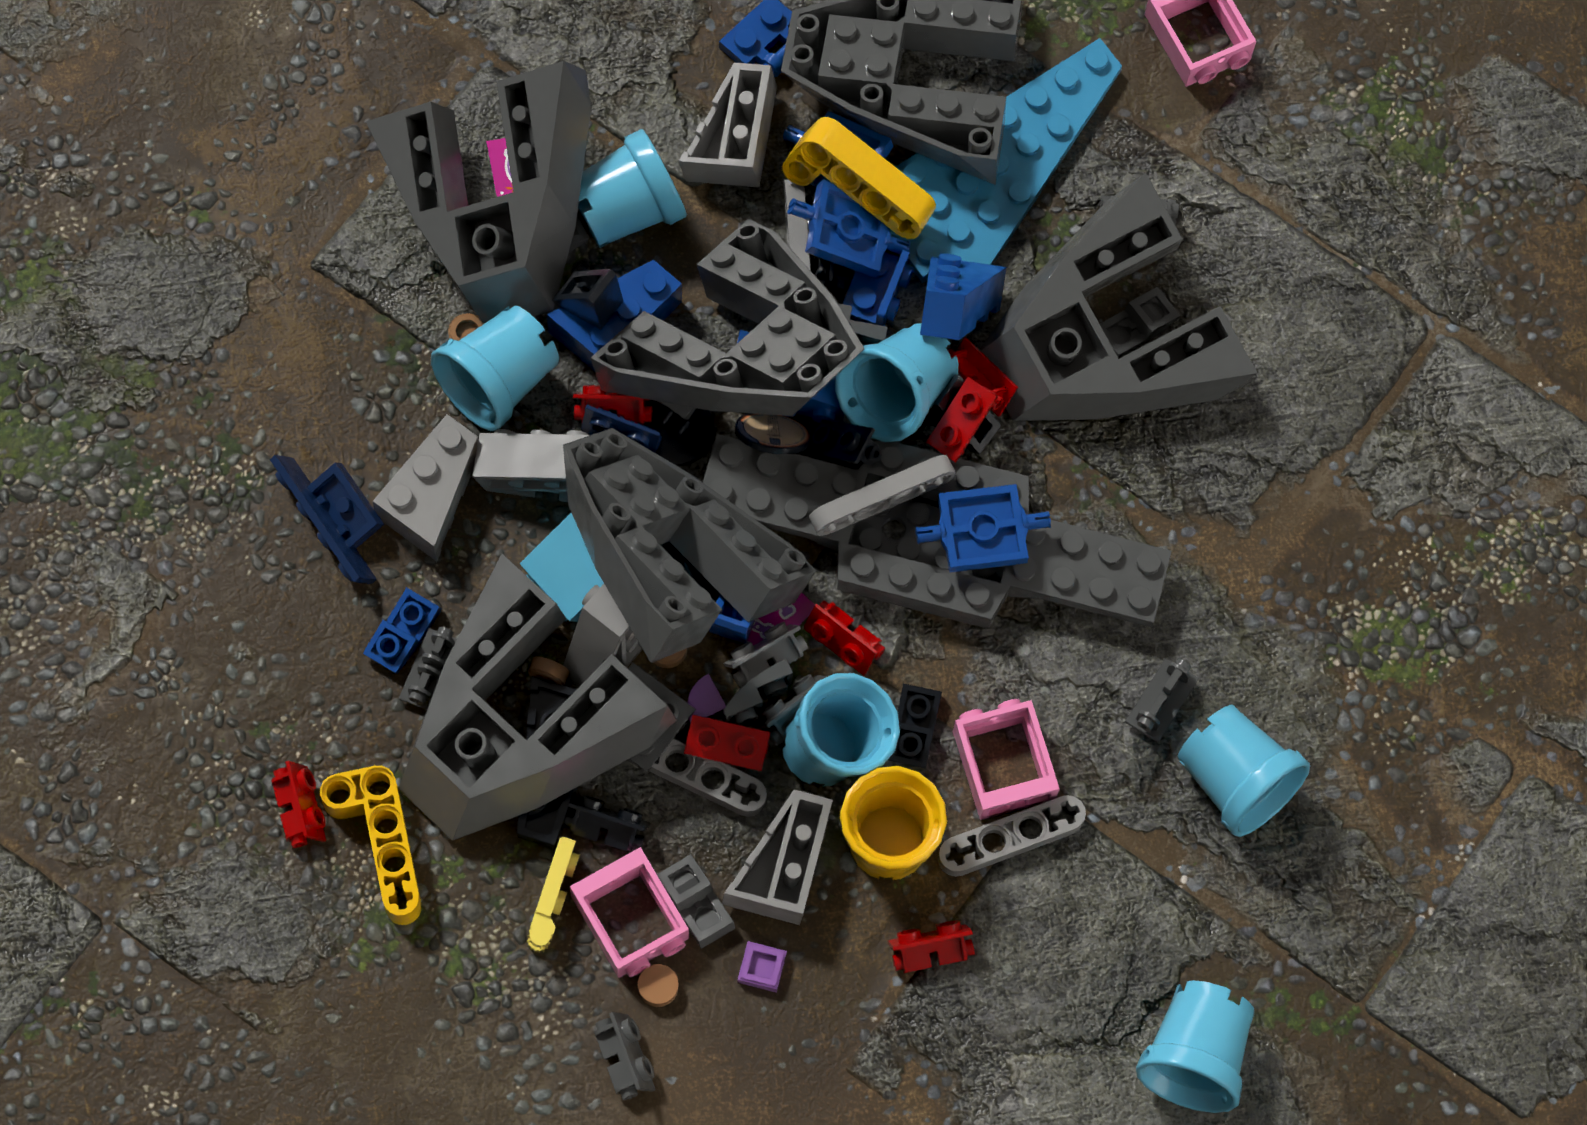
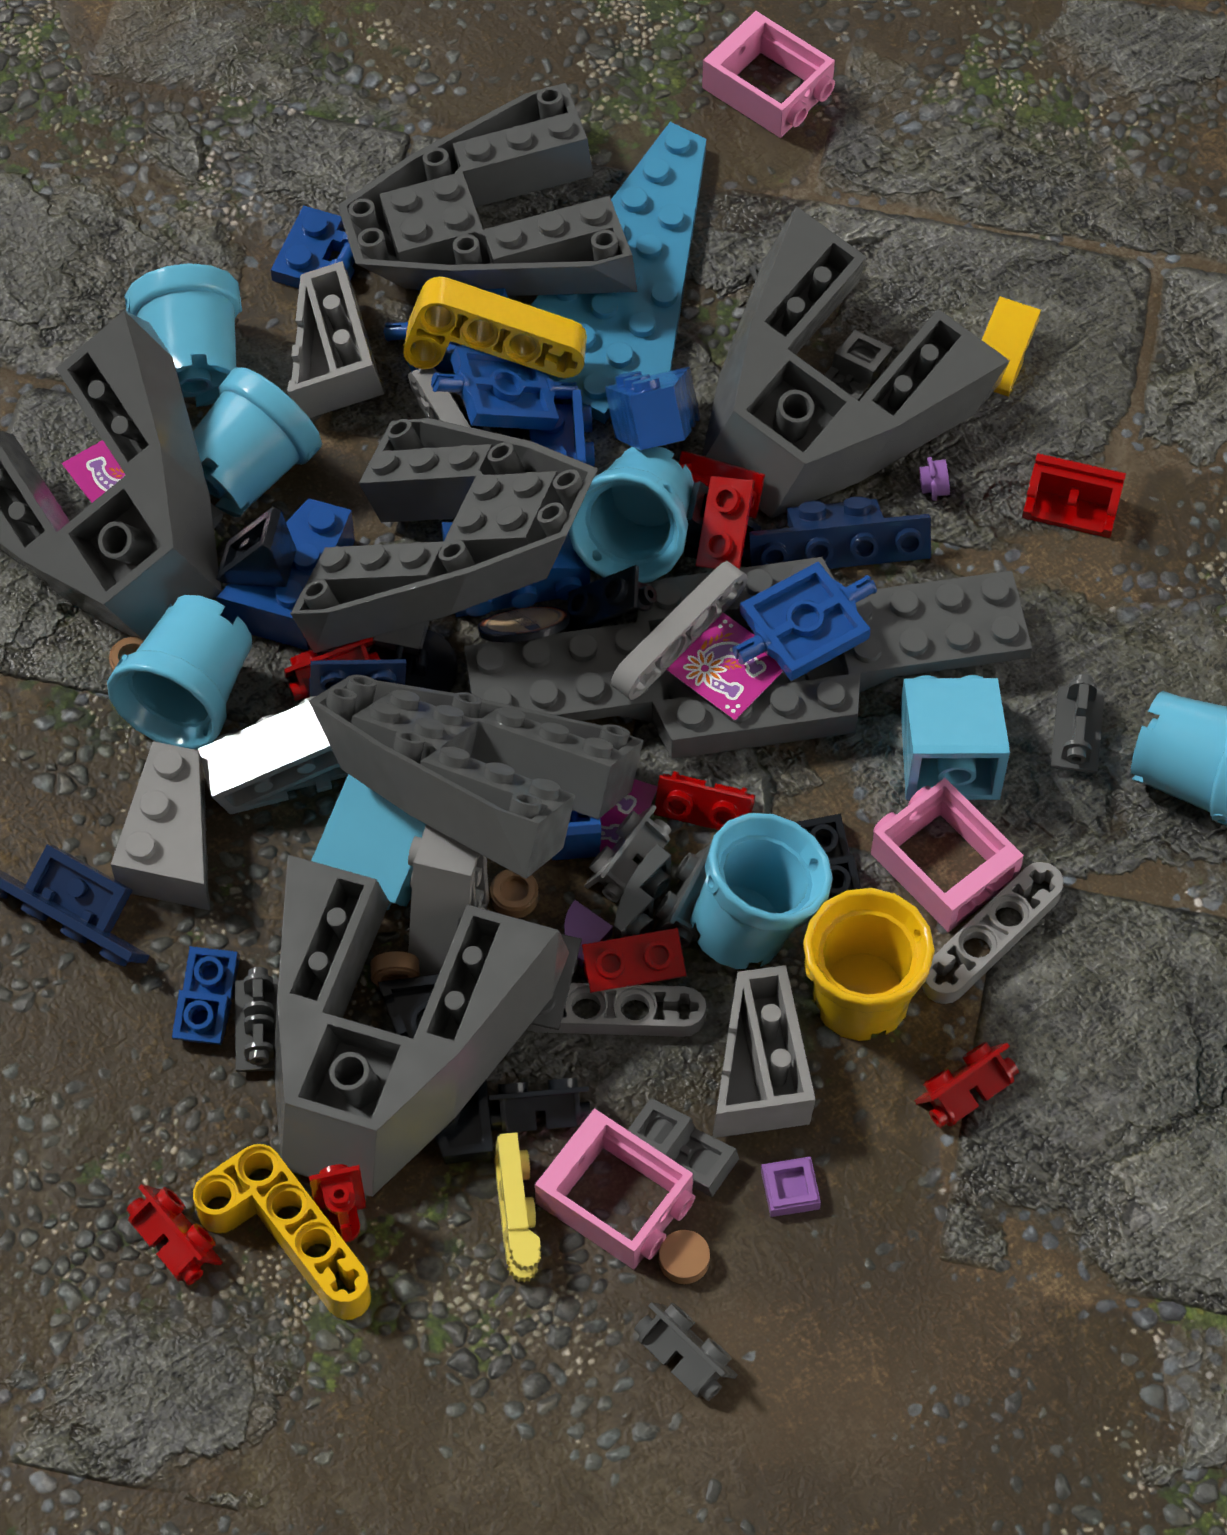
camera: 20 degrees left, 10 degrees down
(424, 835) = (339, 1195): none -> red hinge
(626, 74) = (195, 319): none -> medium azure piece
(895, 541) = (717, 675): none -> dark pink sticker
(1055, 460) = (843, 535): none -> dark blue bracket
(1058, 665) = (955, 734): none -> medium azure slope
(1156, 442) = (934, 478): none -> medium lavender plate
(1258, 505) = (1073, 495): none -> red hinge
(1274, 347) = (1010, 334): none -> yellow slope

